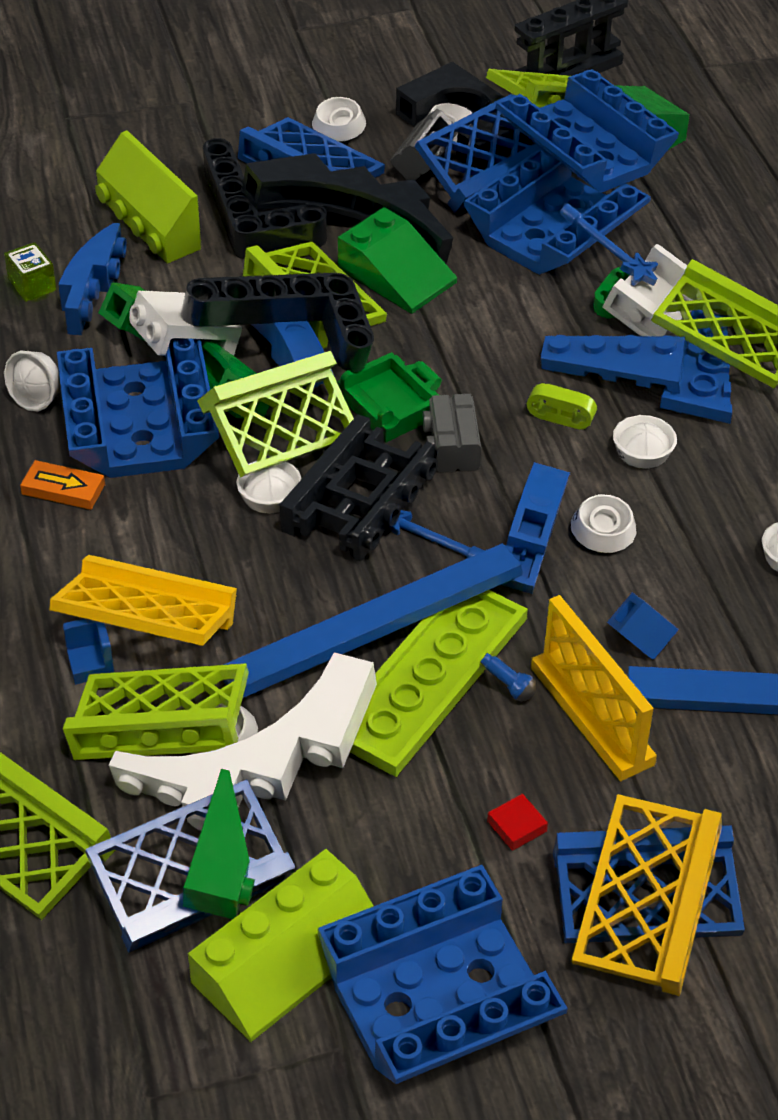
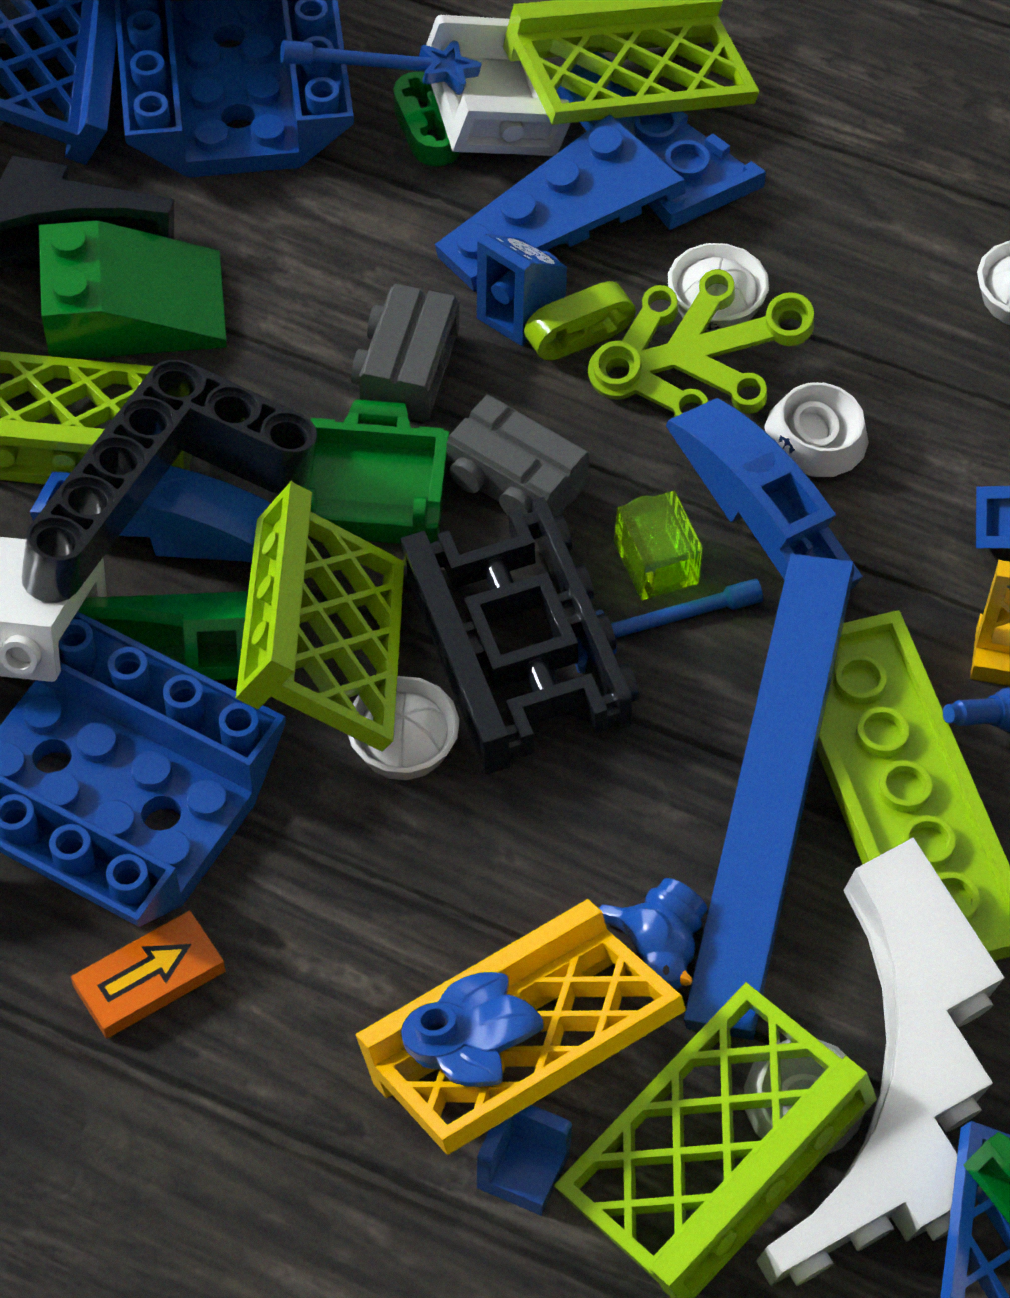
camera: 50 degrees left, 10 degrees up
(111, 576) = (470, 1029): none -> blue plate
(253, 631) = (663, 928): none -> blue animal
(464, 505) = (658, 544): none -> clear neon green brick
(472, 362) = (408, 349): none -> dark grey brick
(552, 362) = (515, 283): none -> blue slope
(553, 436) = (692, 349): none -> lime plant

